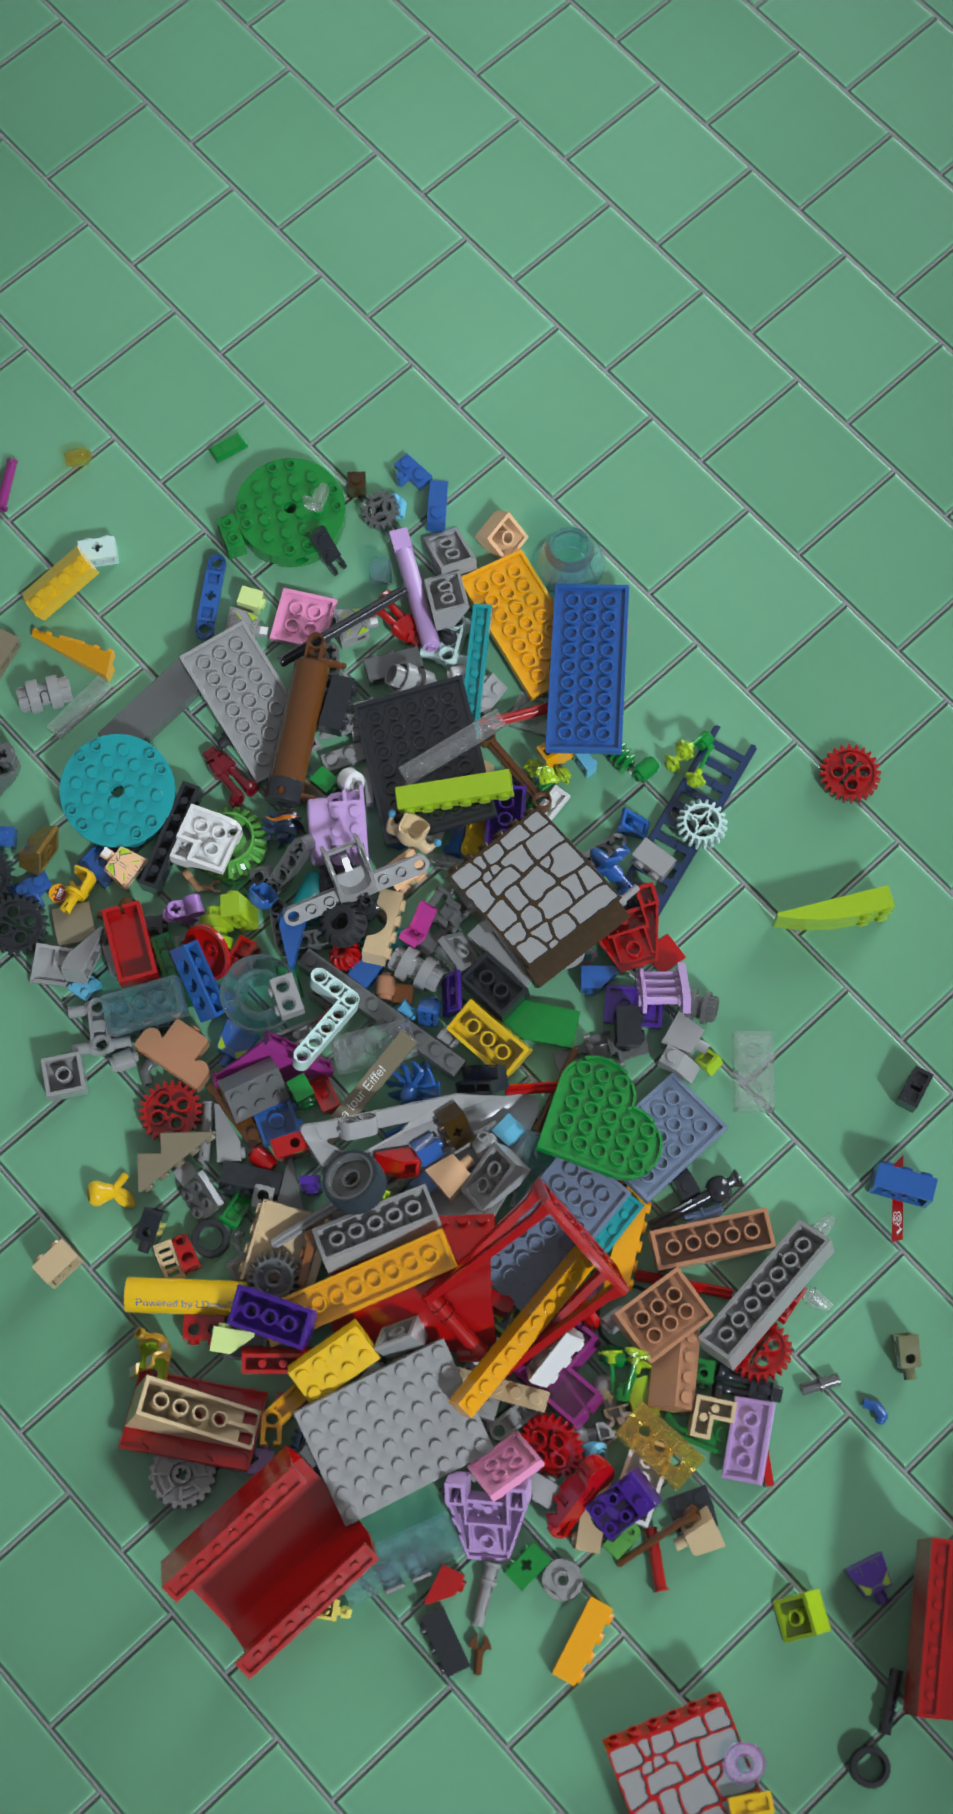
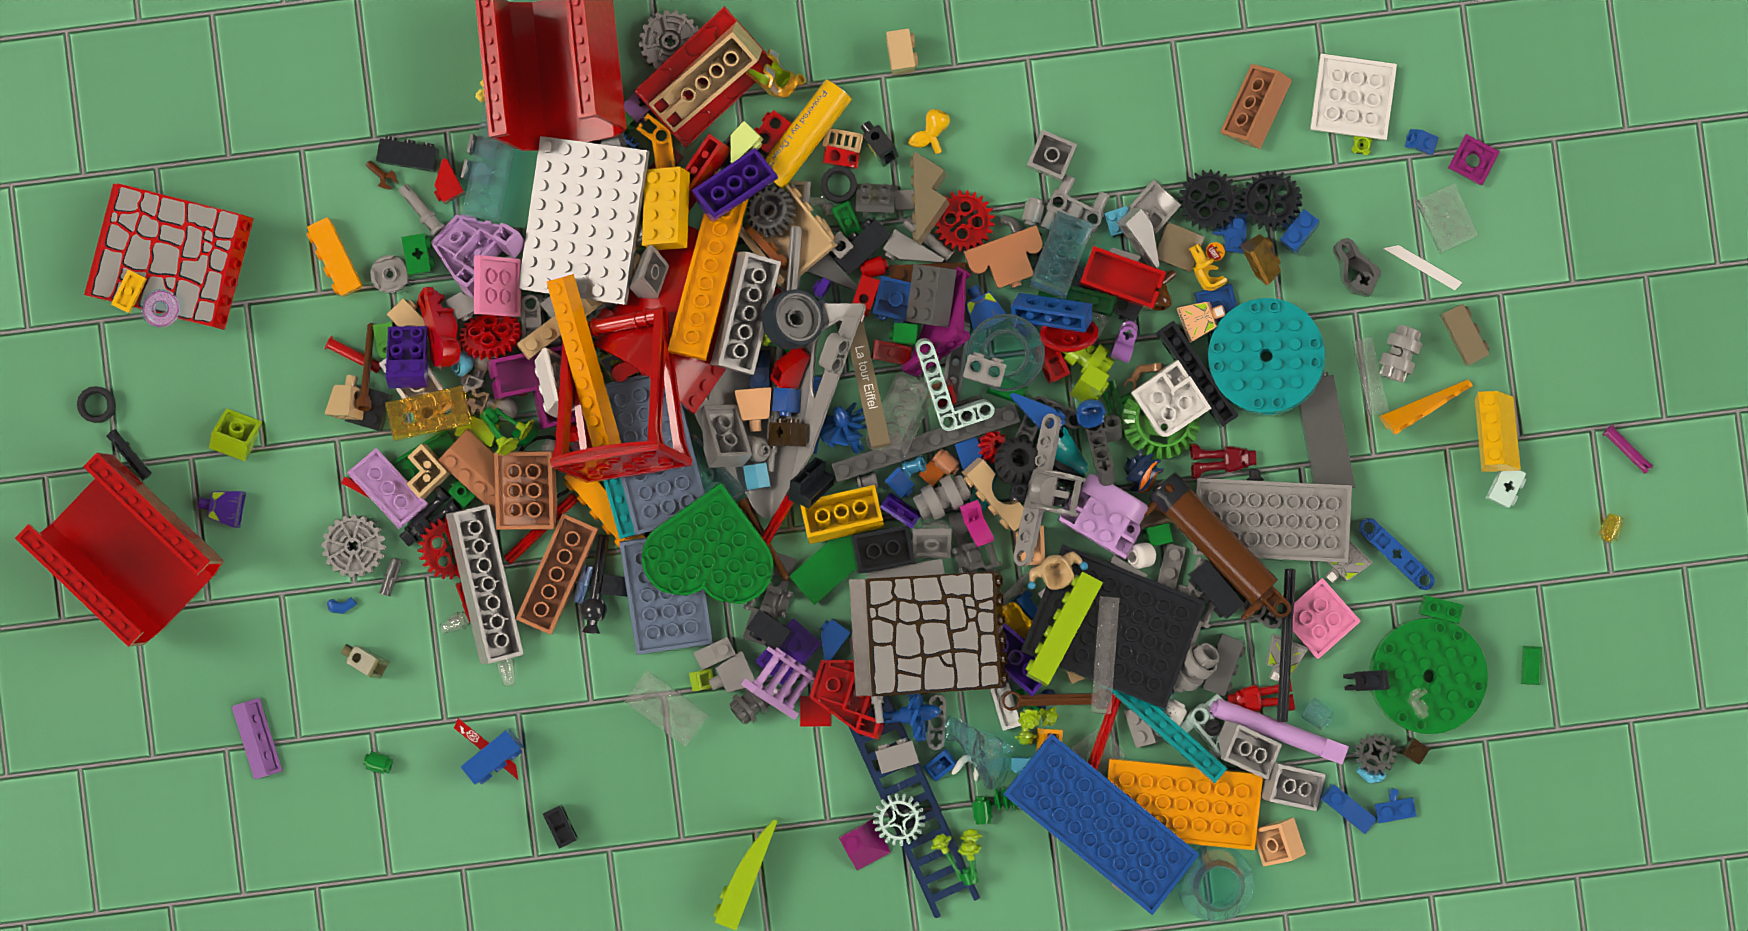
camera: 125 degrees right, 15 degrees up
(251, 600) = (1368, 586): yellowish green brick -> none
(598, 799) = (983, 750): none -> clear light blue animal
(740, 842) = (864, 844): none -> magenta slope
(829, 1424) = (338, 546): none -> light grey piece

